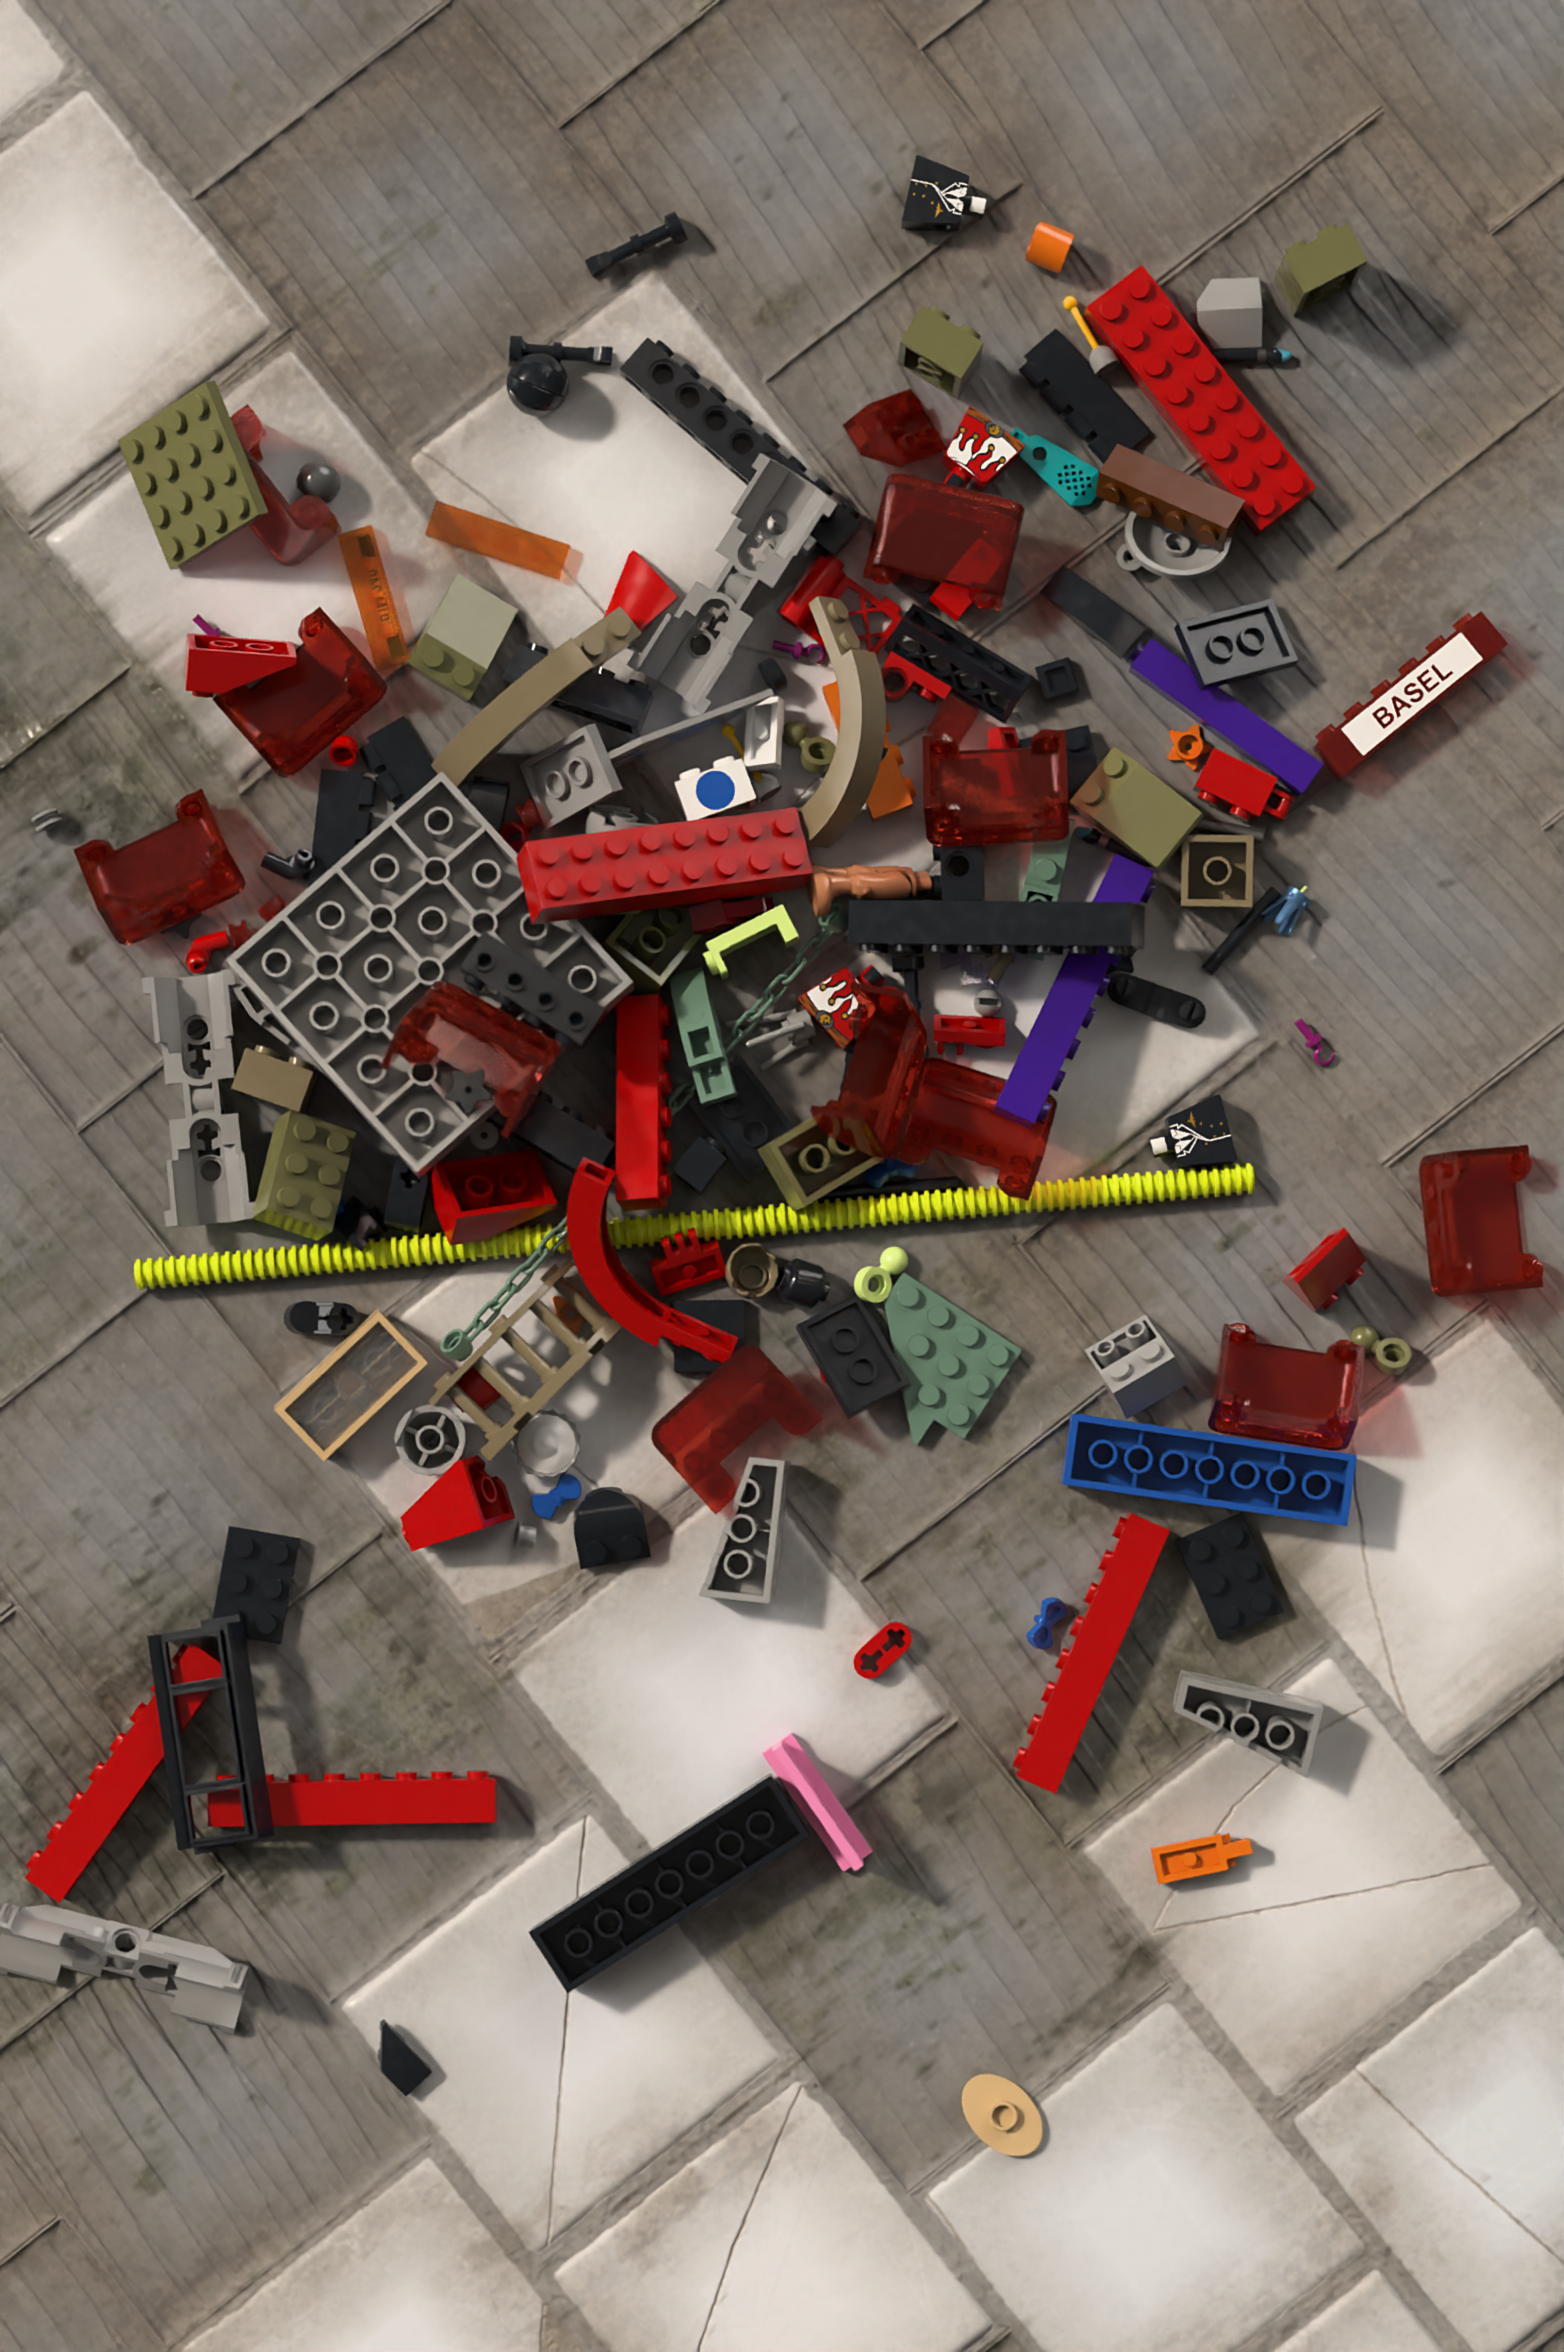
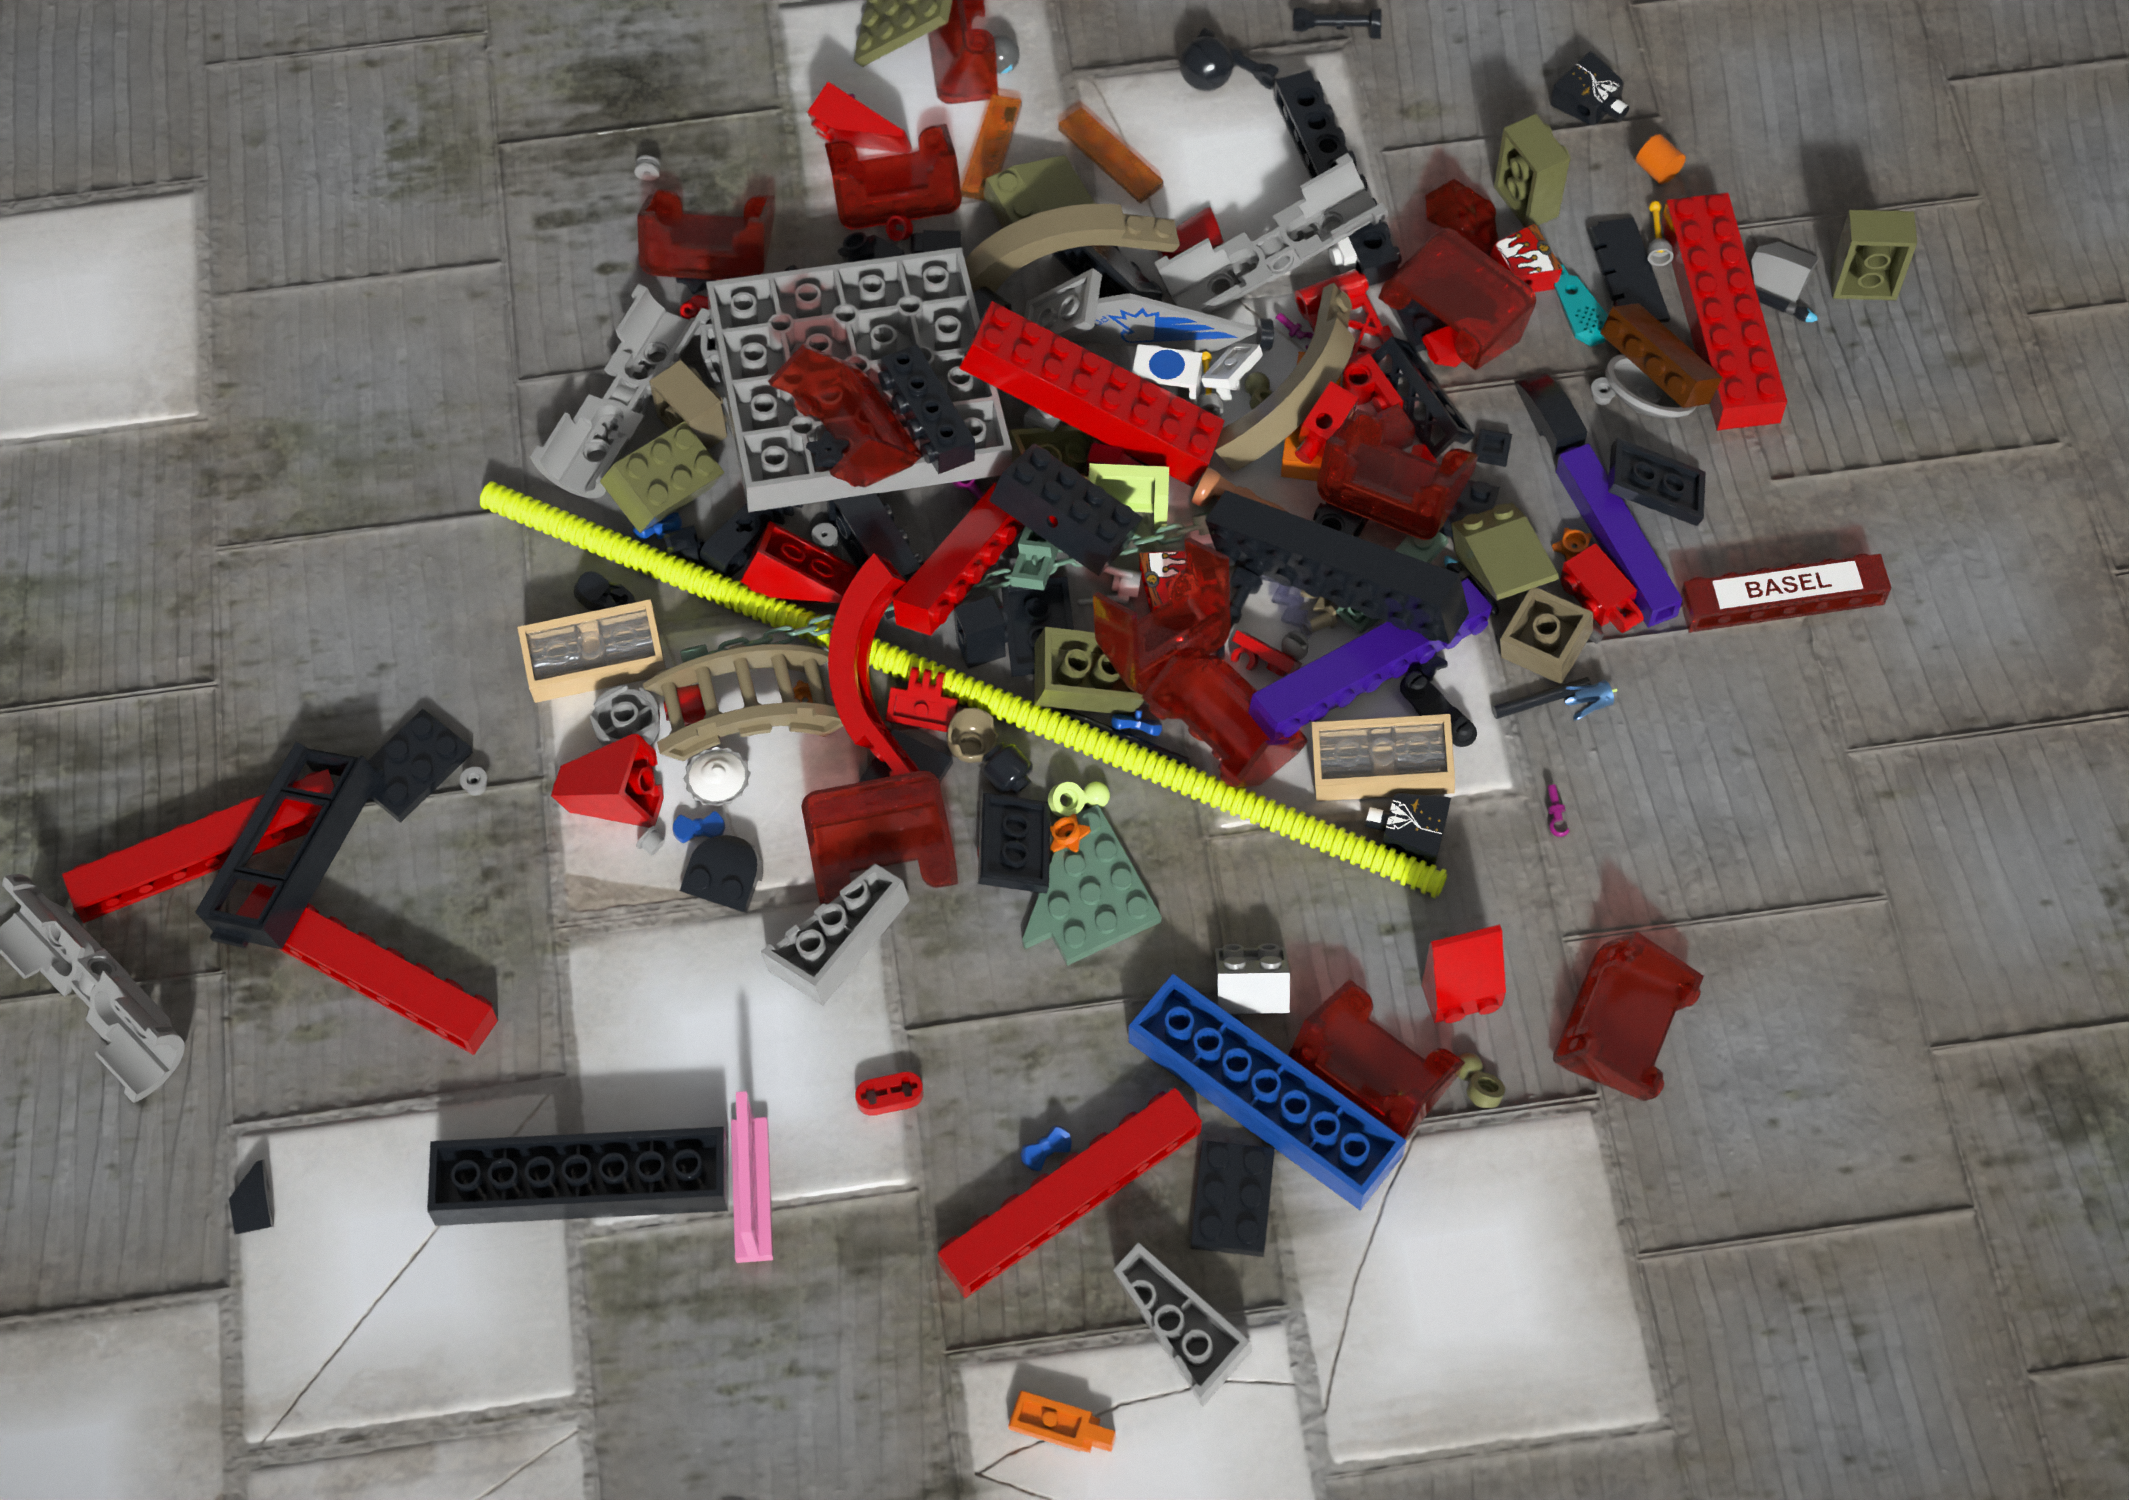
camera: 30 degrees right, 25 degrees down
(306, 790) = (857, 246): none -> black plate
(317, 1569) = (474, 780): none -> light grey piece
(715, 1009) = (1066, 509): none -> black brick
(886, 1321) = (1064, 826): none -> orange plate
(902, 756) = (1324, 420): none -> red torso
(1136, 1085) = (1383, 757): none -> brick

